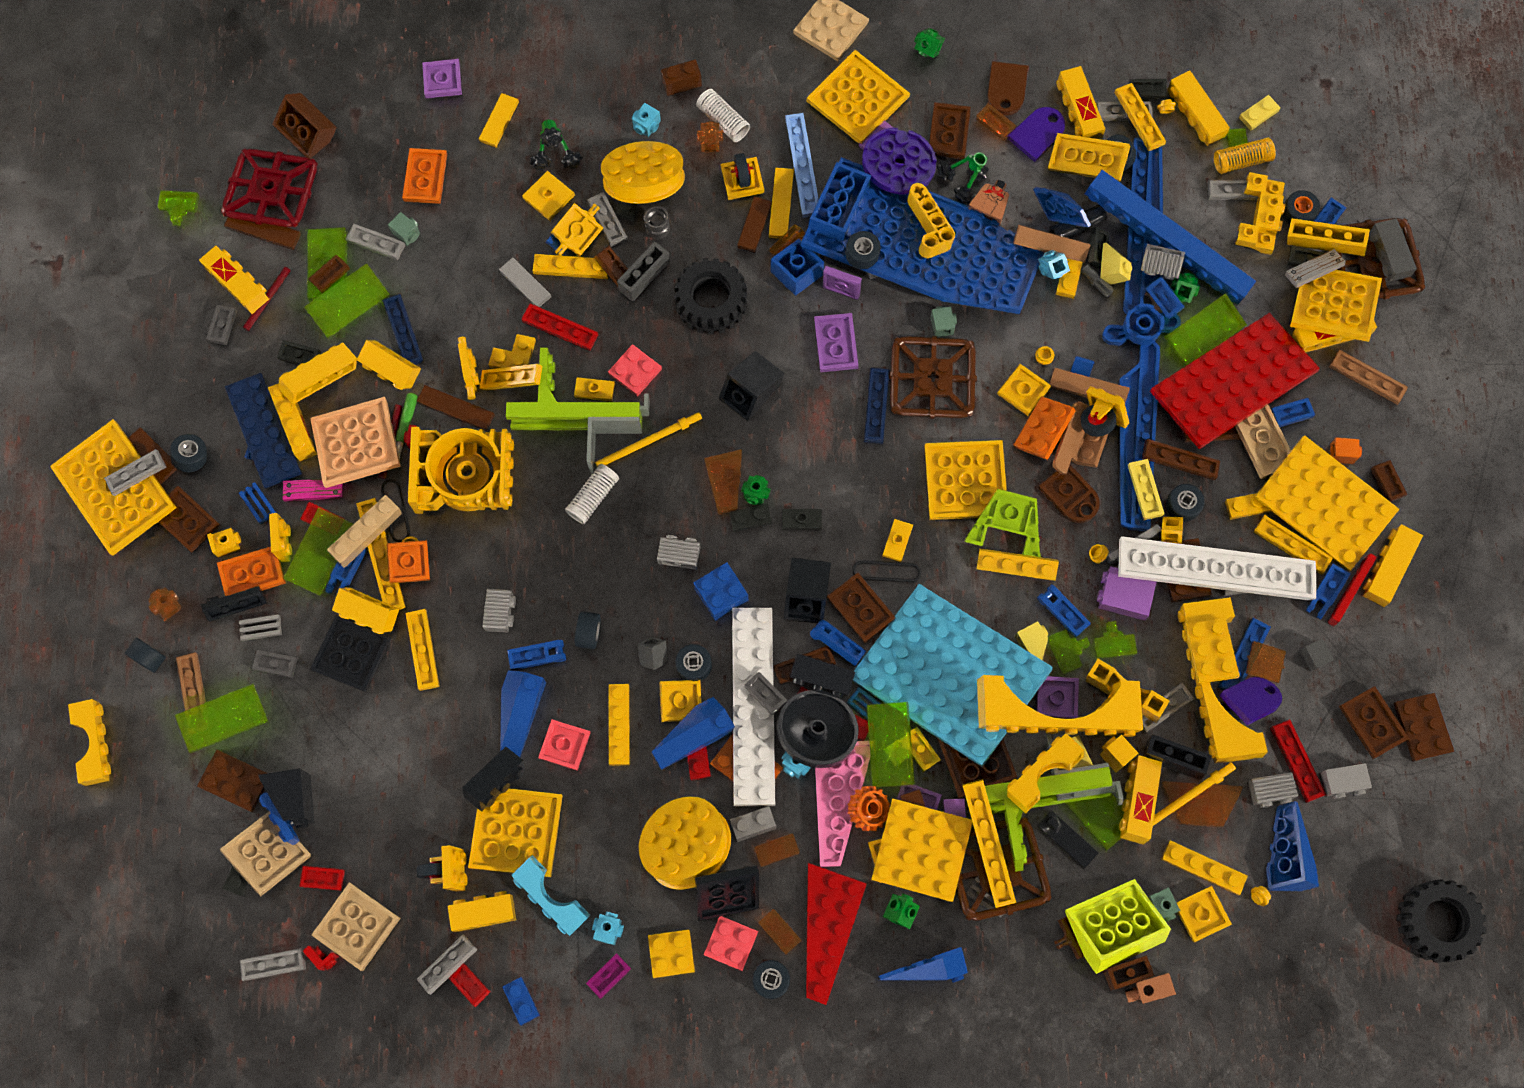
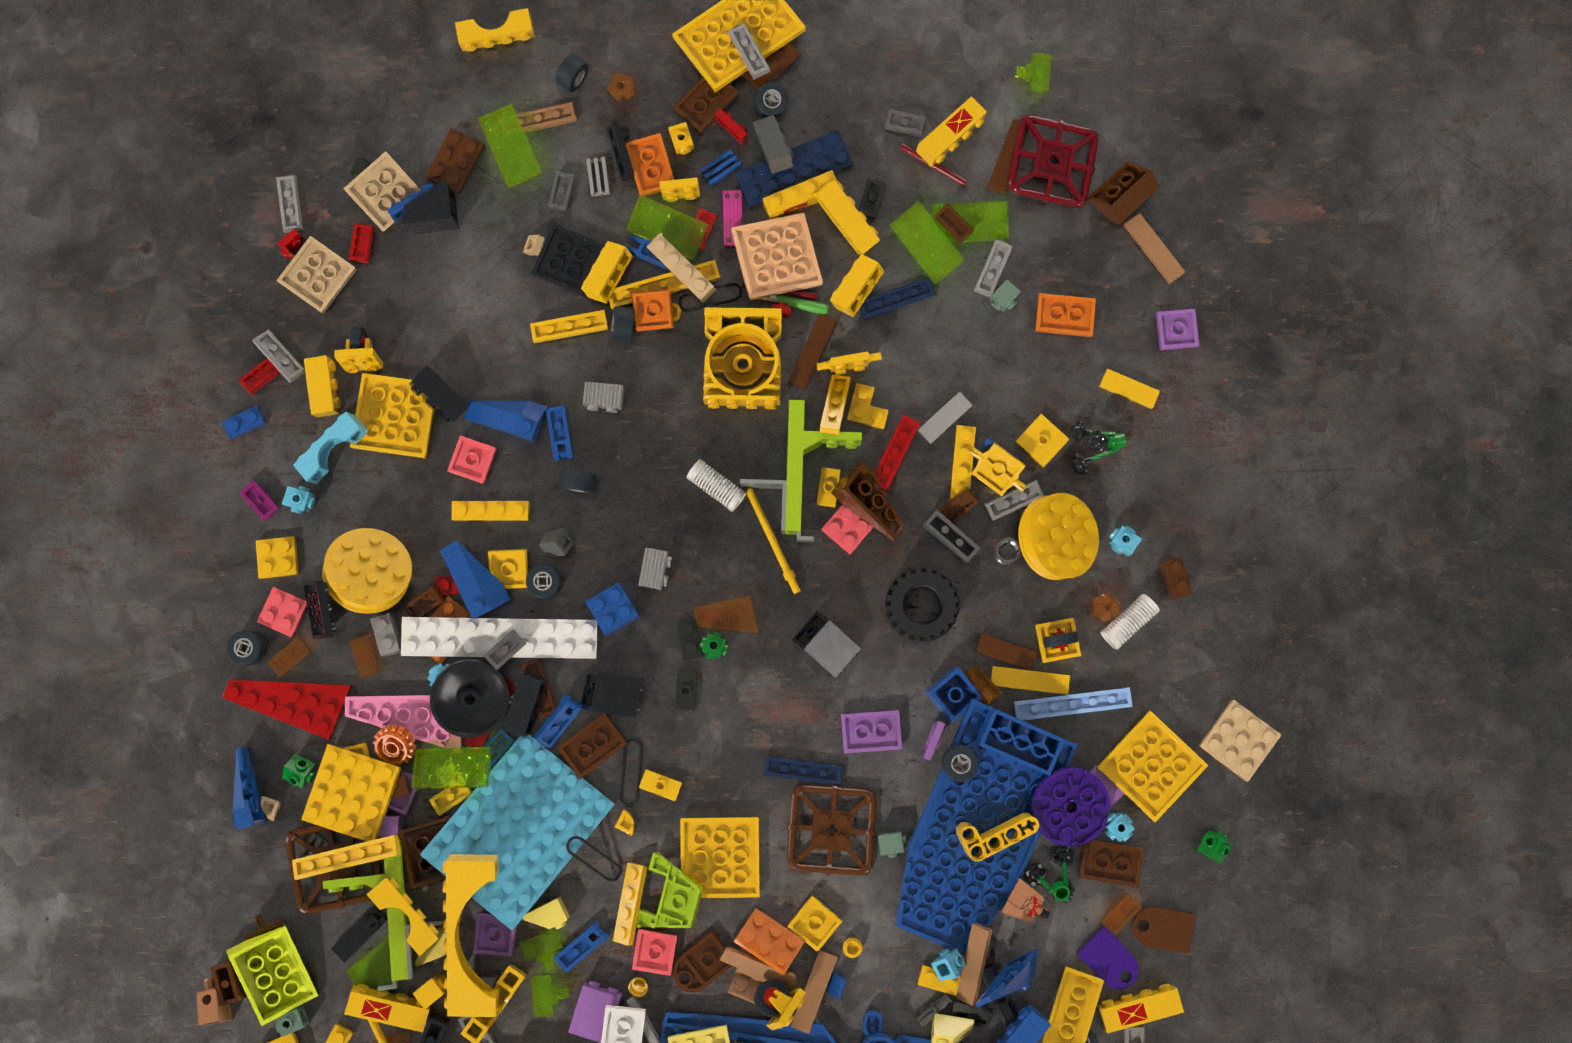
camera: 95 degrees right, 10 degrees up
(214, 492) = (726, 120): none -> red plate
(236, 446) = (773, 144): none -> dark grey brick
(332, 690) = (533, 245): none -> tan plate
(361, 99) = (1154, 248): none -> medium nougat tile
(421, 593) = (622, 323): none -> black wheel
(604, 353) = (865, 498): none -> reddish brown wedge
(718, 787) = (425, 602): none -> reddish brown plate
(916, 121) = (1112, 824): none -> medium azure brick
(937, 573) = (626, 823): none -> yellow tile
(941, 944) = (270, 807): none -> tan tile
(968, 594) = (589, 866): none -> black piece
(1063, 539) = (654, 952): none -> coral plate

